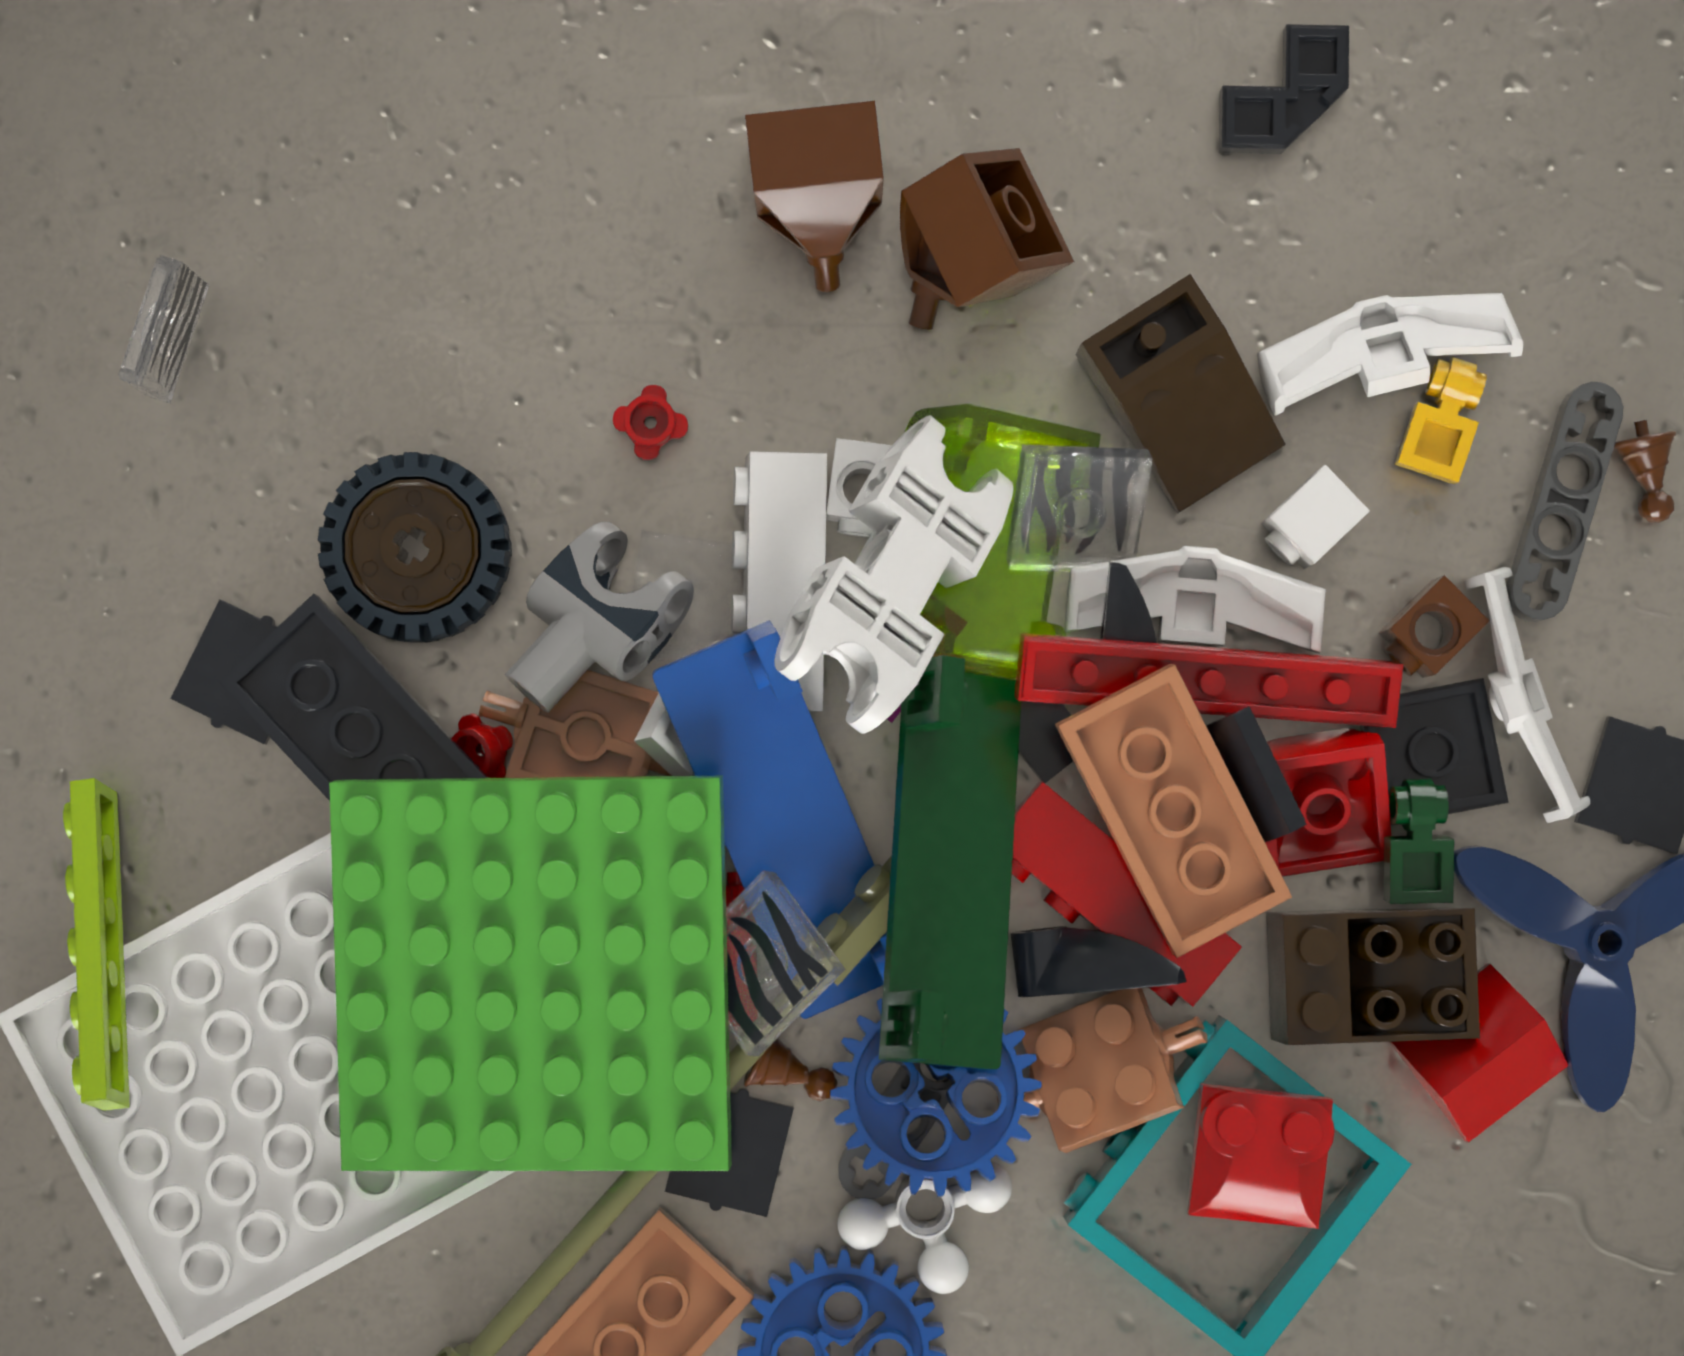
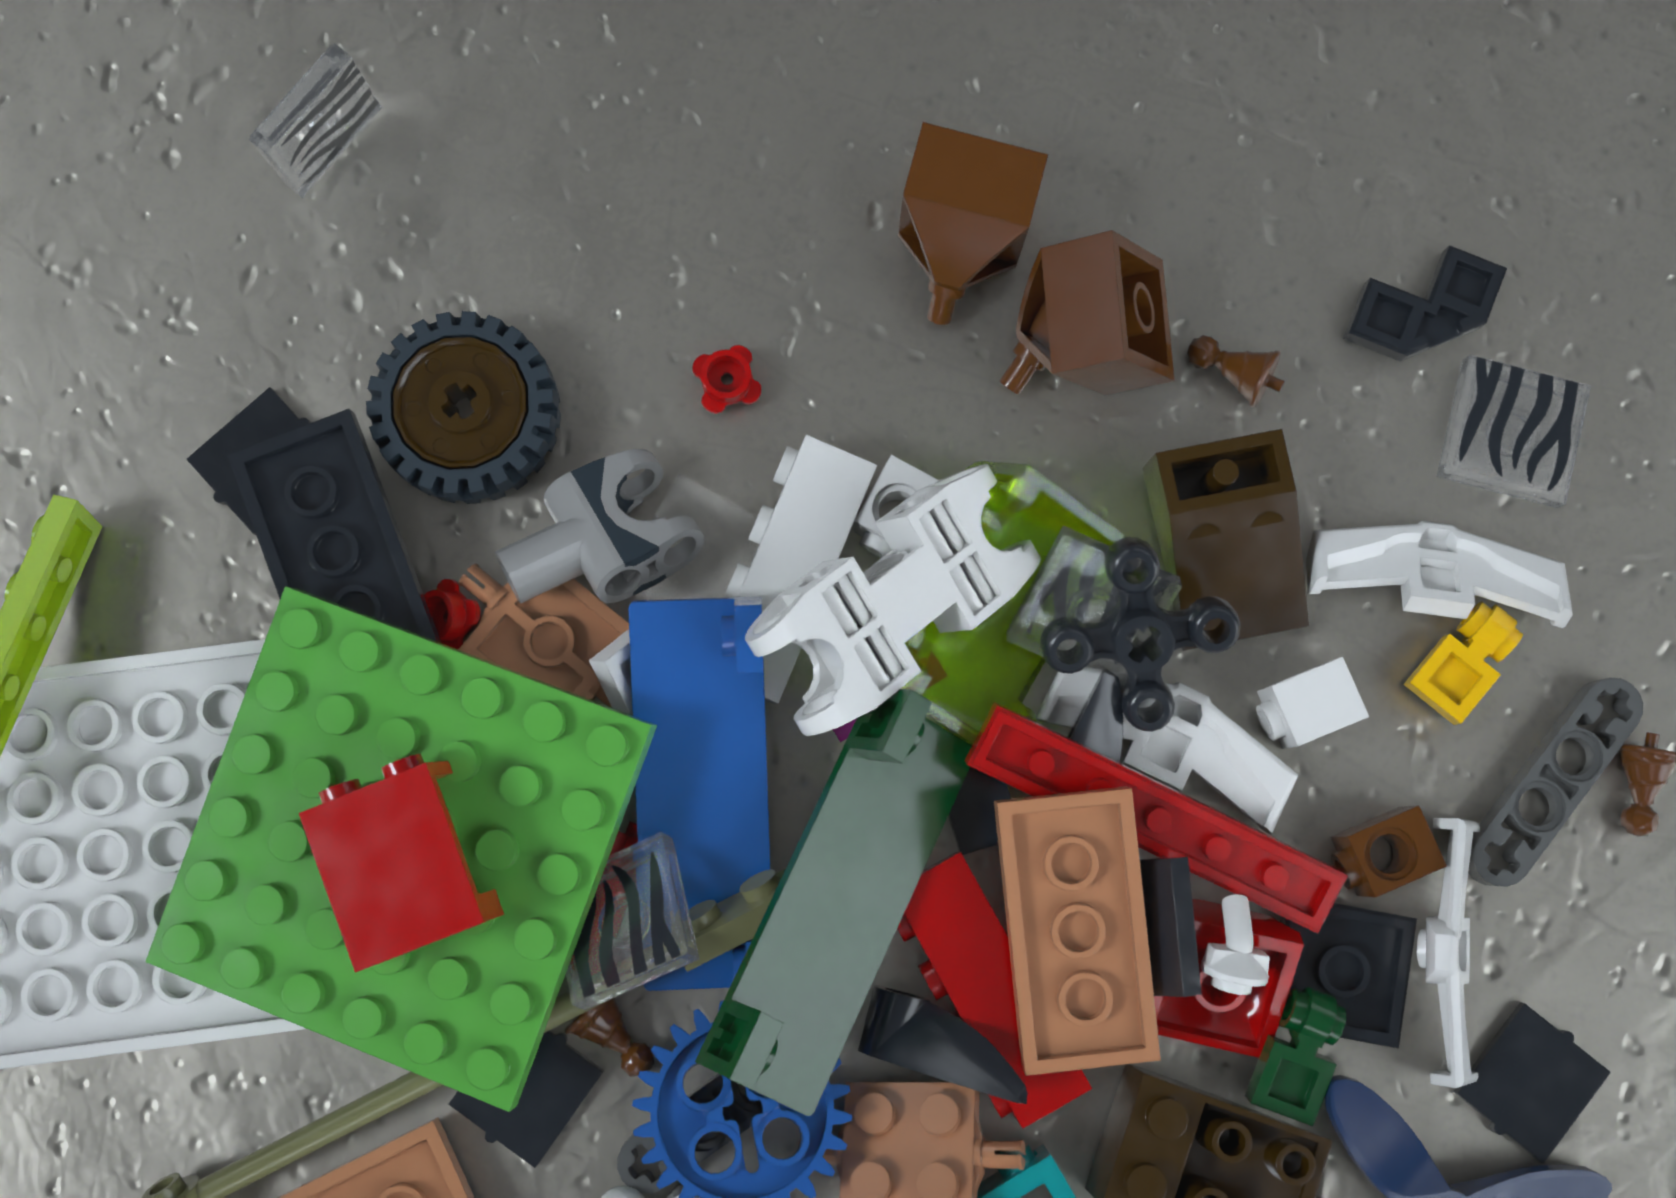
camera: 20 degrees right, 5 degrees down
(541, 990) = (394, 863): none -> red panel
(1120, 499) = (1138, 610): none -> black gear
(1138, 223) = (1245, 370): none -> reddish brown piece
(1329, 784) = (1236, 964): none -> white plate
(1412, 181) = (1514, 431): none -> clear tile

